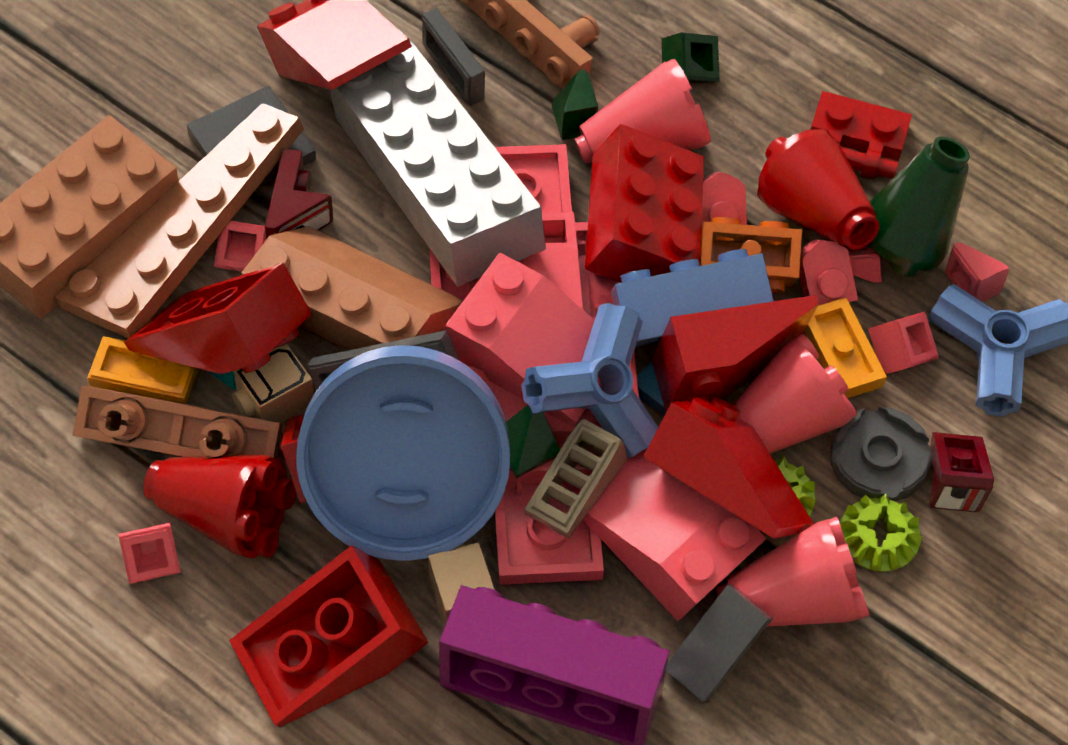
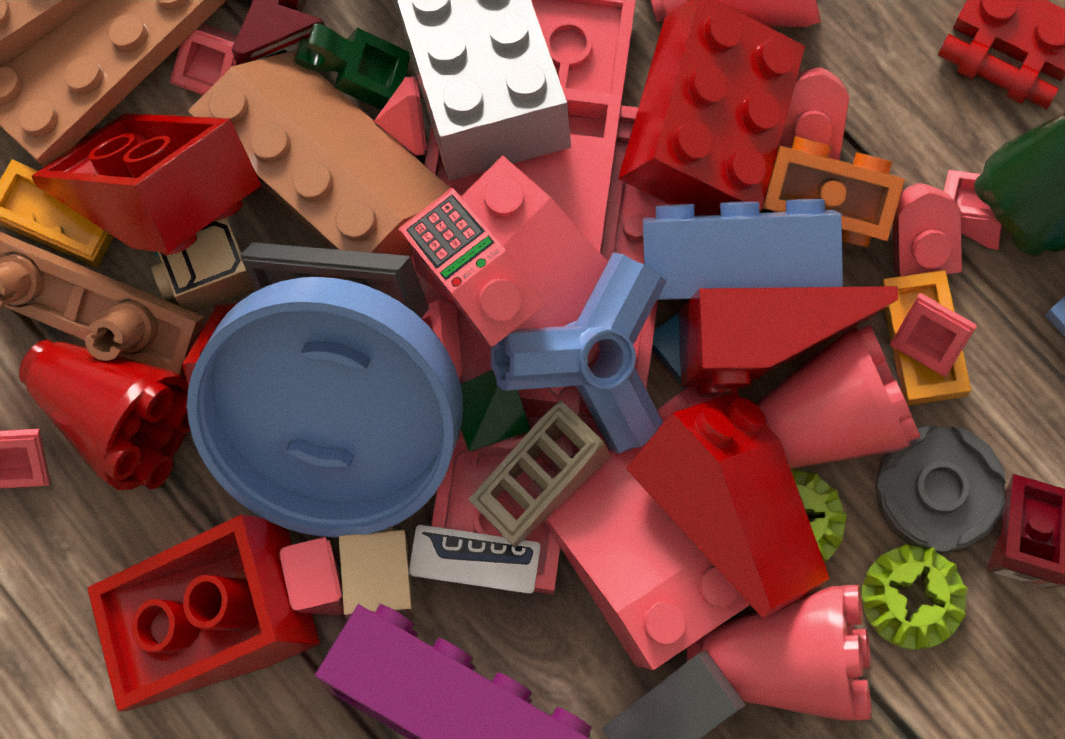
camera: 15 degrees right, 15 degrees up
(367, 224) = (364, 63): none -> dark green plate
(410, 254) = (404, 117): none -> coral slope
(415, 593) = (313, 577): none -> coral slope
(499, 325) = (472, 267): none -> coral slope
(536, 558) = (474, 559): none -> white sticker
(817, 188) = (942, 120): red cone -> none
(848, 338) = (933, 335): none -> coral slope
(903, 343) = (1006, 343): coral slope -> none

